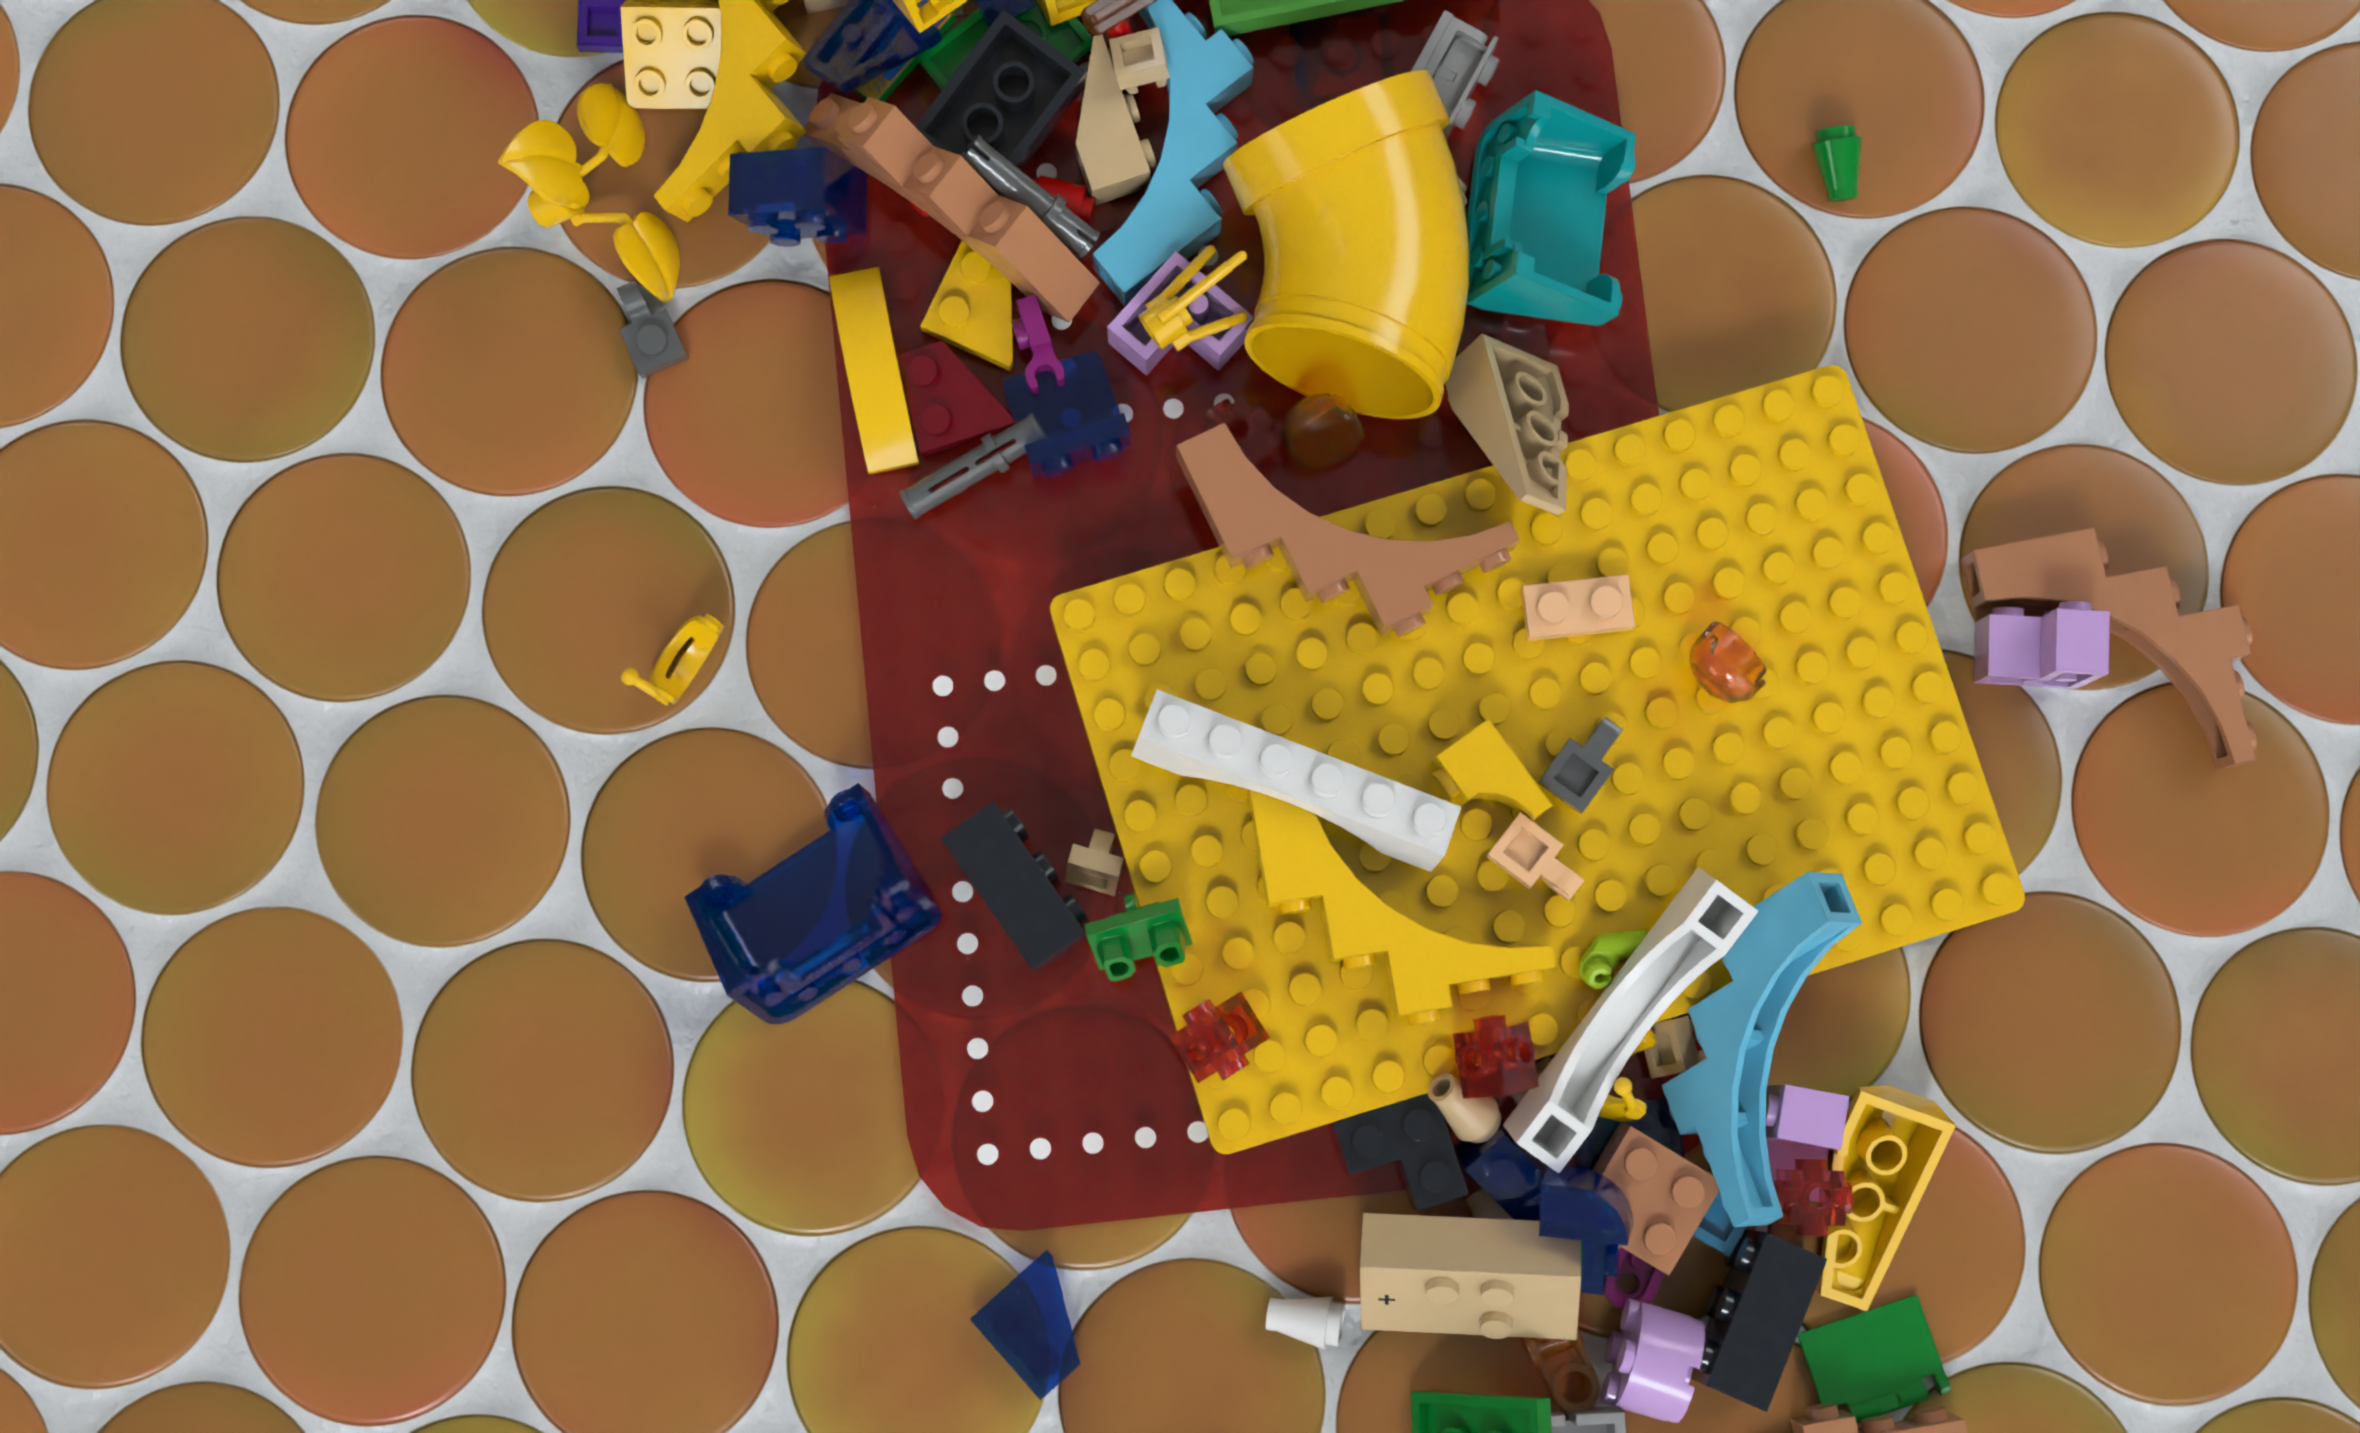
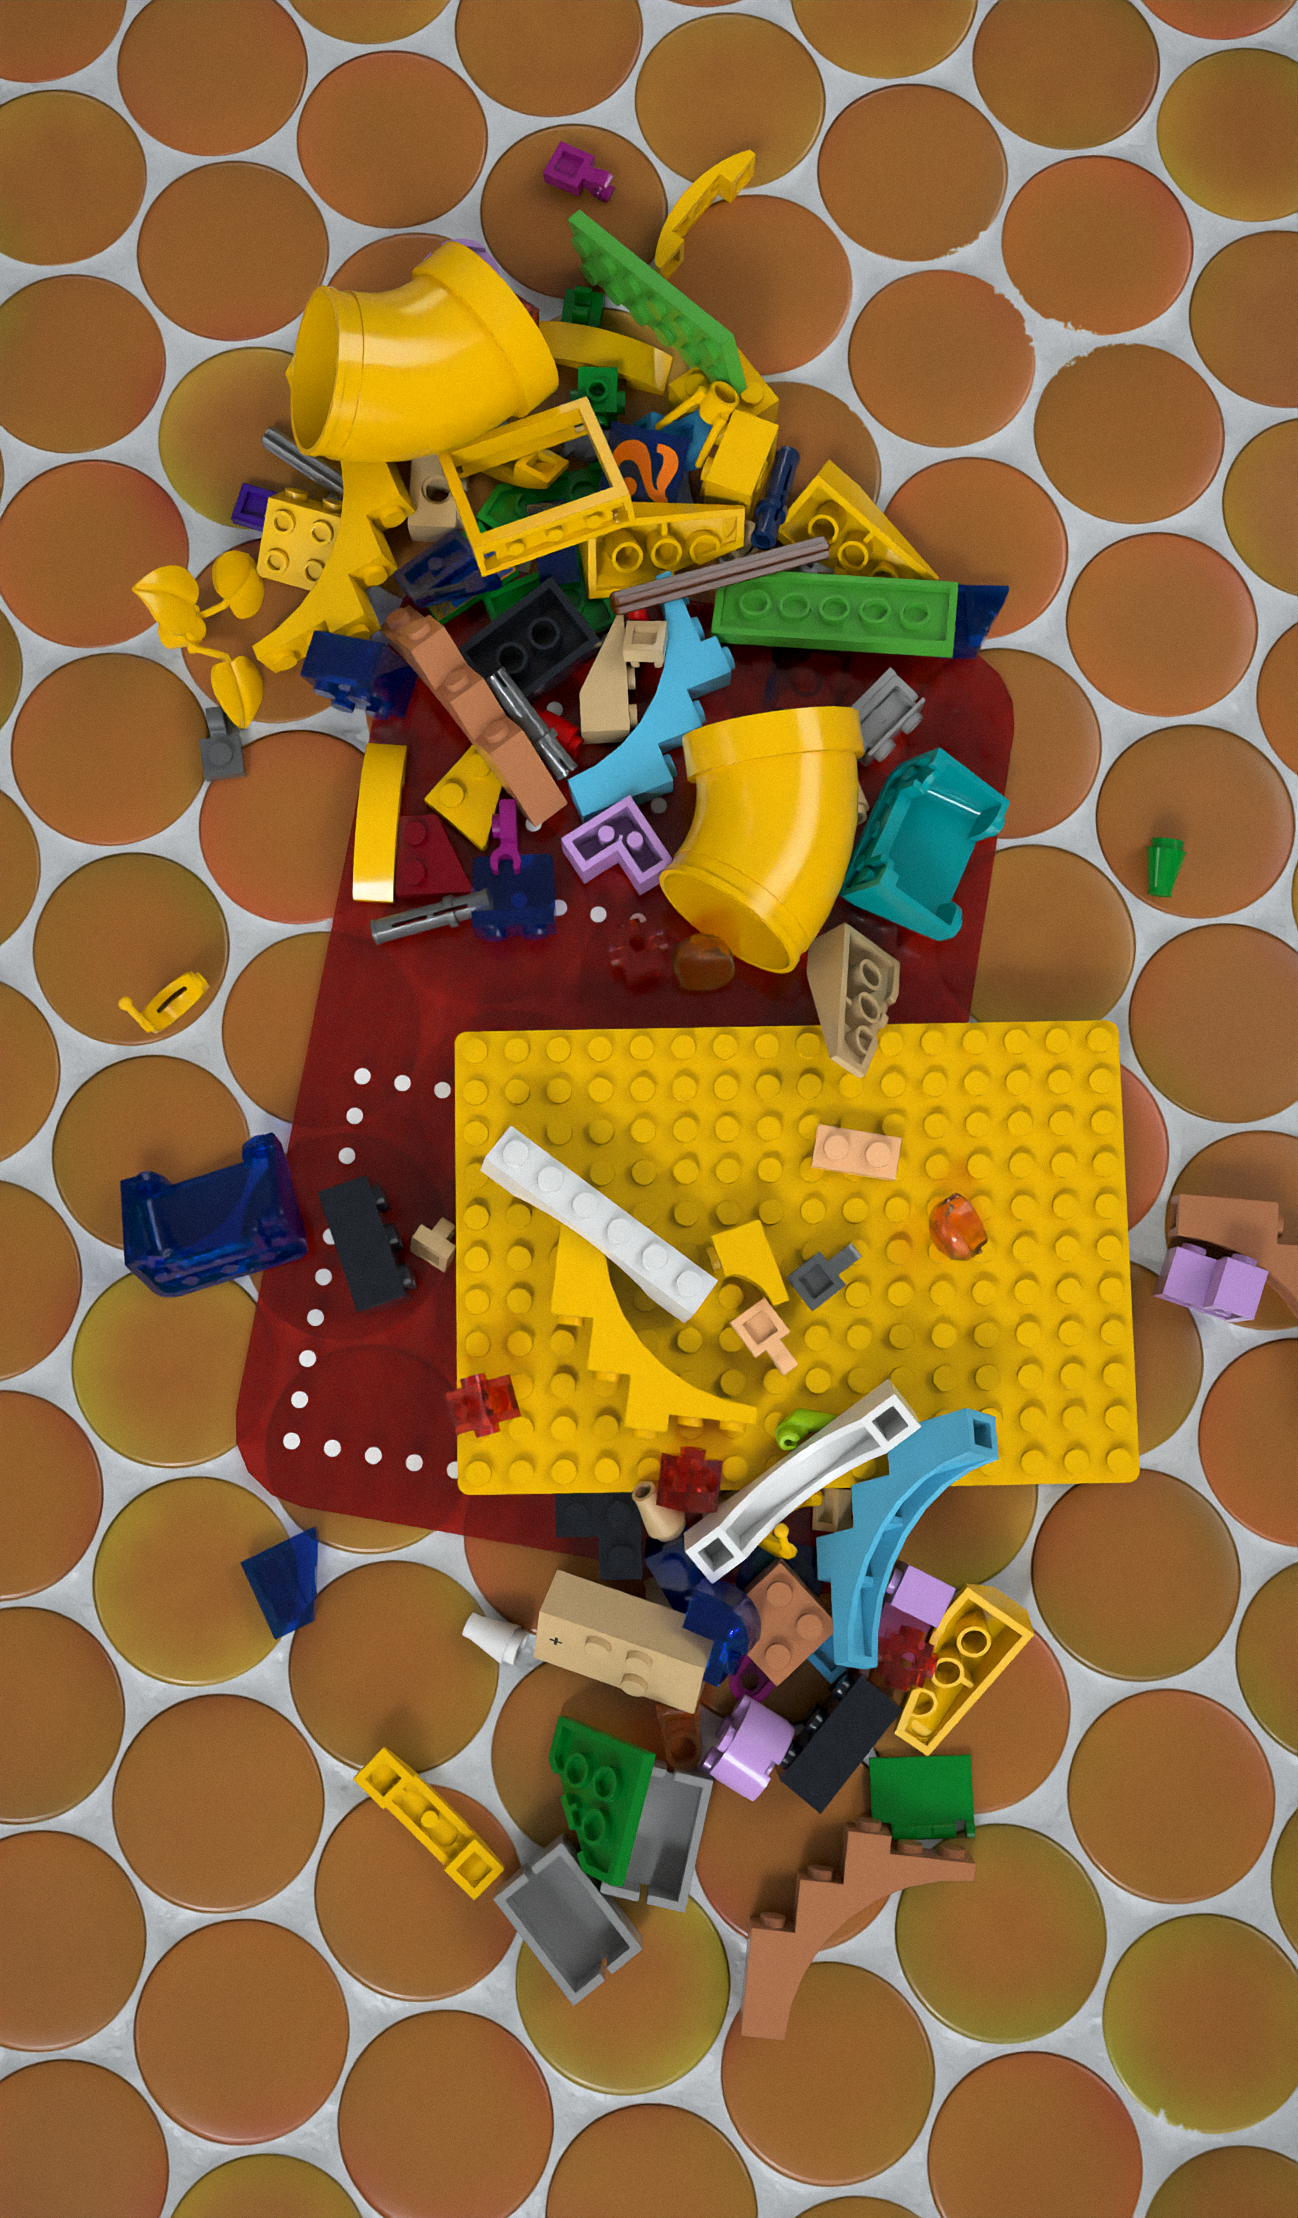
camera: 20 degrees right, 0 degrees up
(1137, 934) = (446, 1307): green hips -> none
(1167, 316) = (607, 843): yellow plant -> none
(1390, 575) = (671, 1060): nougat arch -> none

